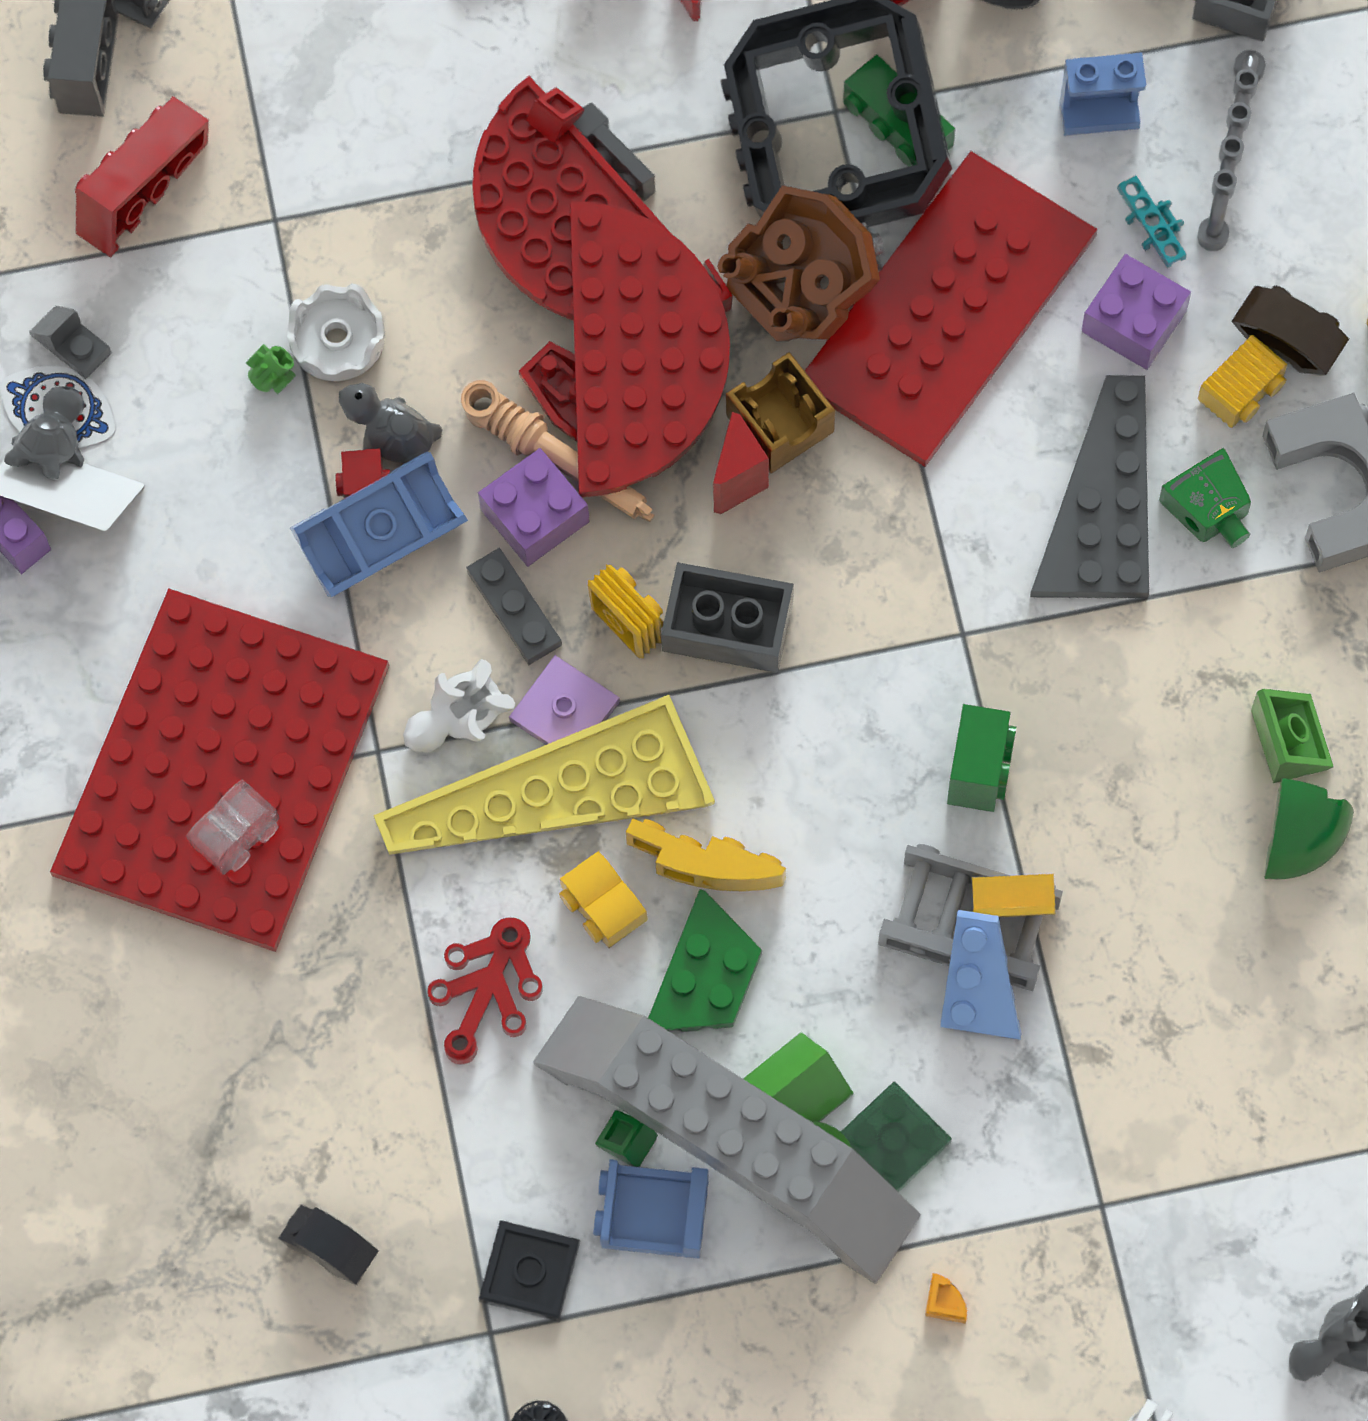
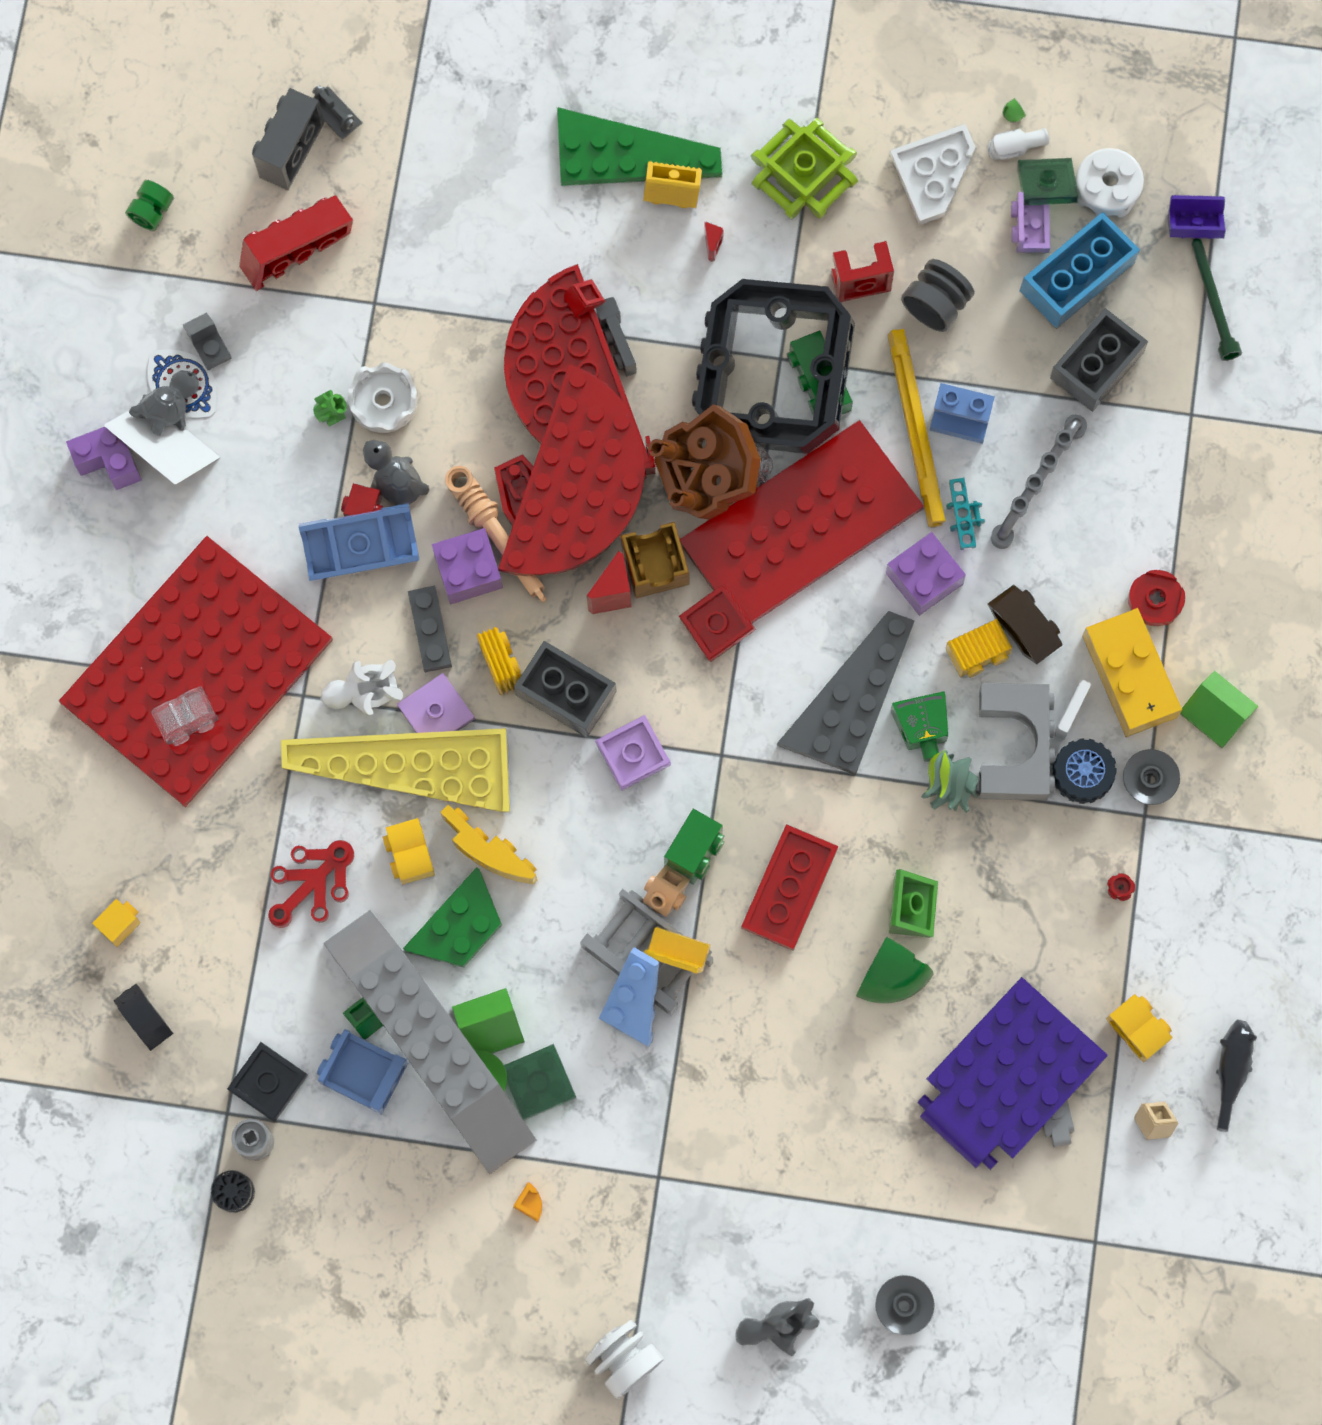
camera: 20 degrees right, 5 degrees up
(245, 1131) = (117, 921): none -> yellow brick
(542, 1351) = (252, 1139): none -> light grey wheel
(847, 669) = (633, 752): none -> lavender plate
(891, 466) = (717, 622): none -> red plate
(964, 829) = (666, 891): none -> light nougat brick
(1048, 137) = (916, 427): none -> yellow piece
(1123, 769) = (789, 887): none -> red plate
(1278, 558) = (950, 781): none -> sand green hair

